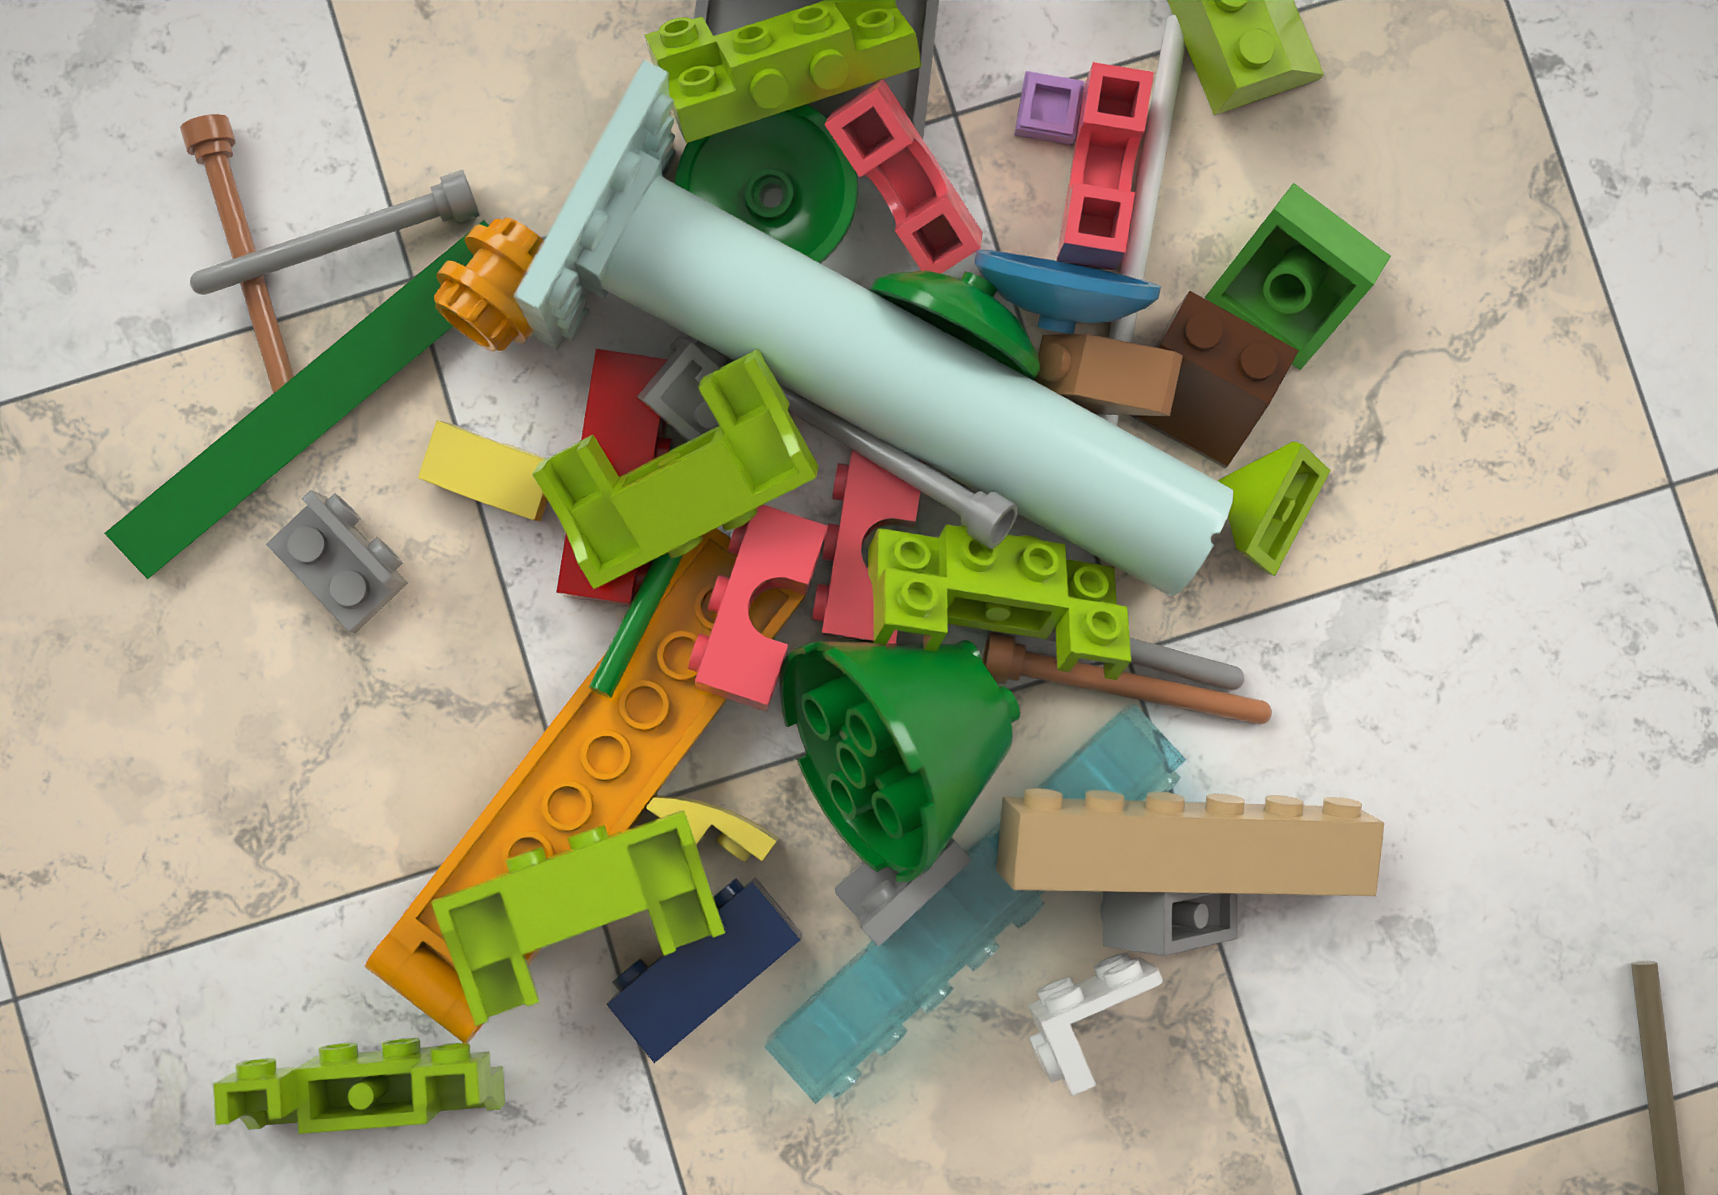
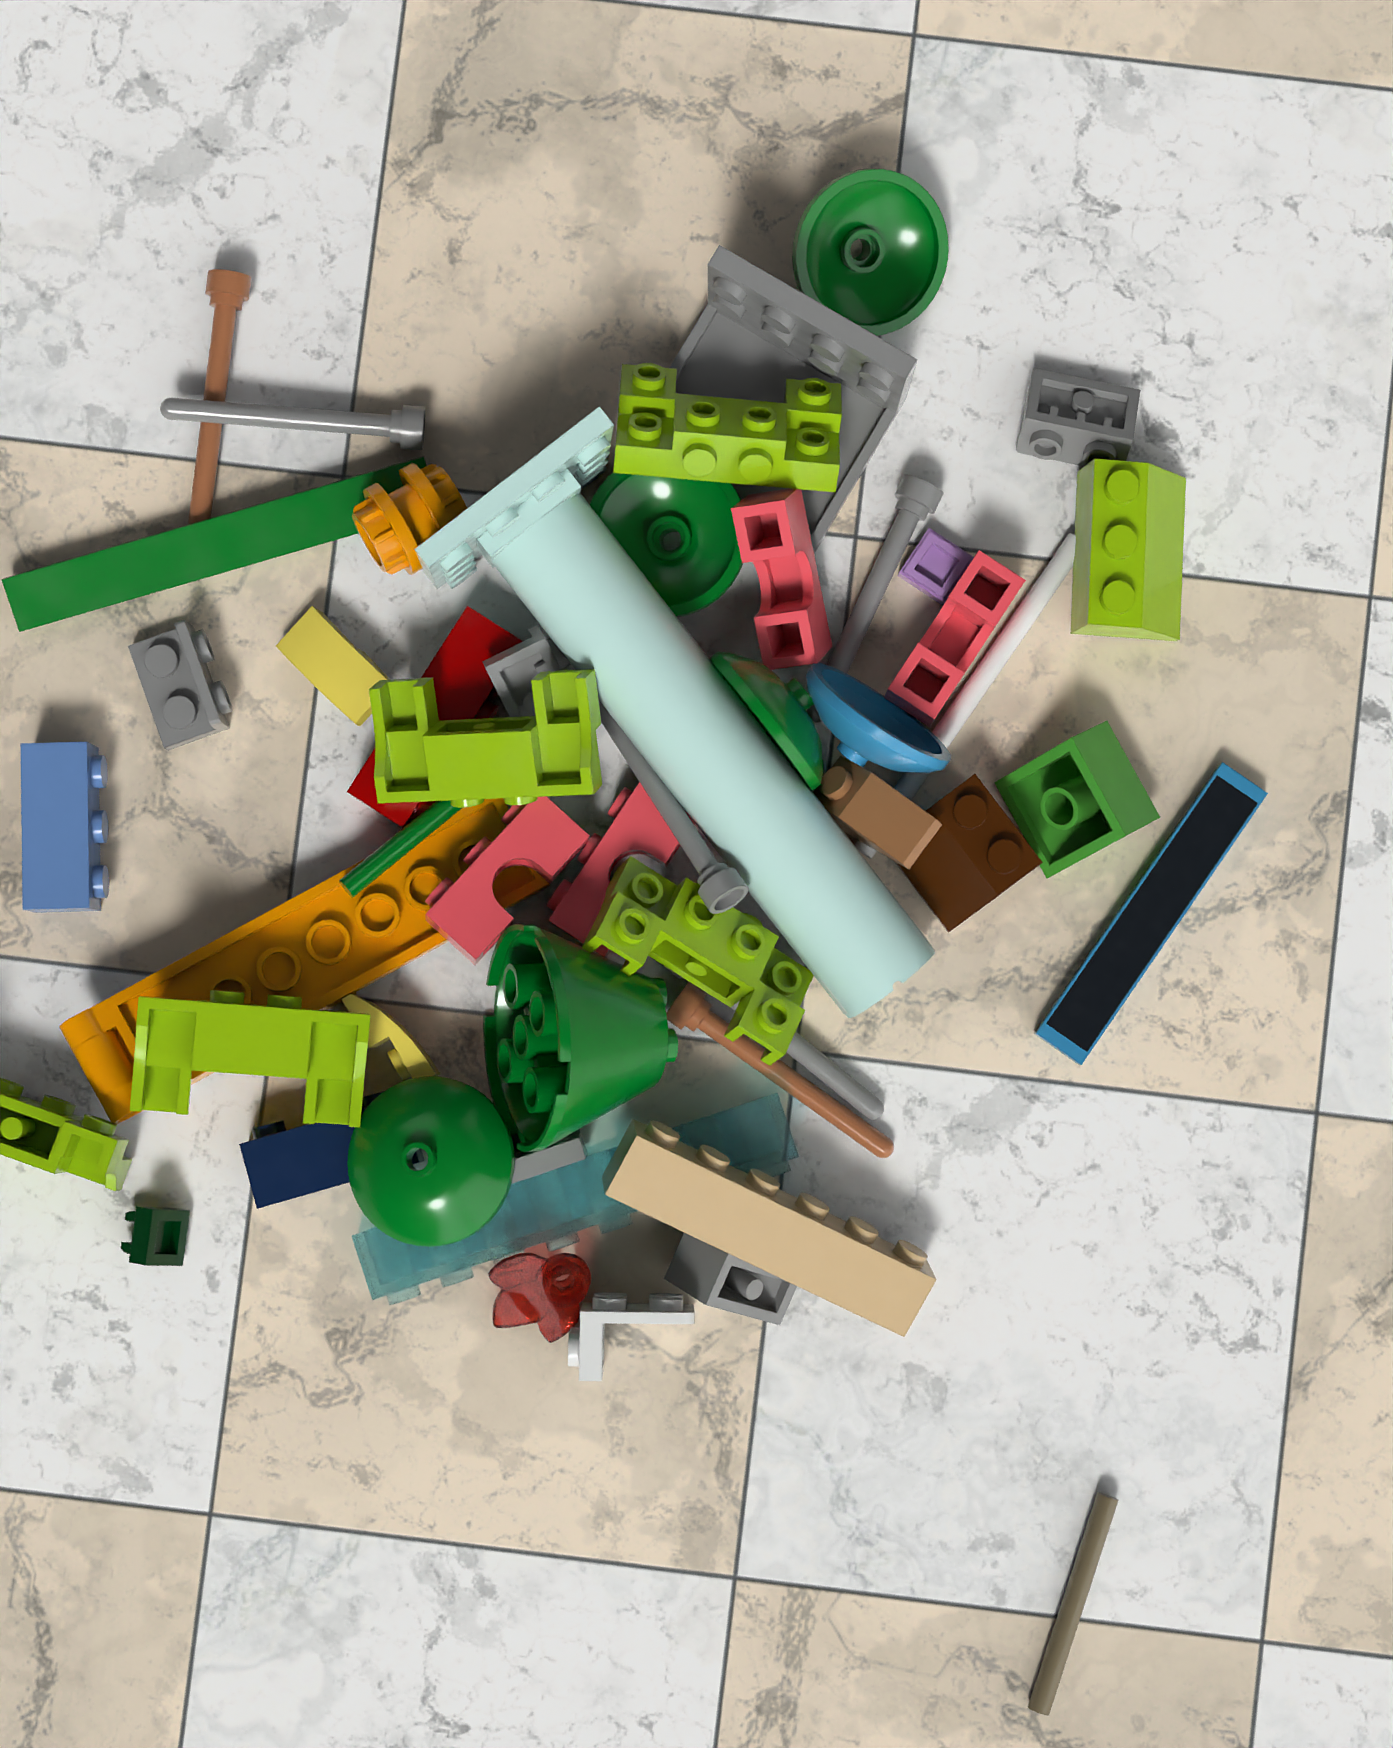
camera: 30 degrees right, 0 degrees up
(279, 758) = (63, 827): none -> medium blue brick
(563, 1135) = (157, 1236): none -> dark green tile
(854, 924) = (465, 1170): none -> green dish
(982, 1015) = (534, 1296): none -> clear red plate
(1000, 47) = (914, 503): none -> light grey piece
(1272, 502) = (970, 978): lime slope -> none
(1420, 359) = (1150, 913): none -> black tile

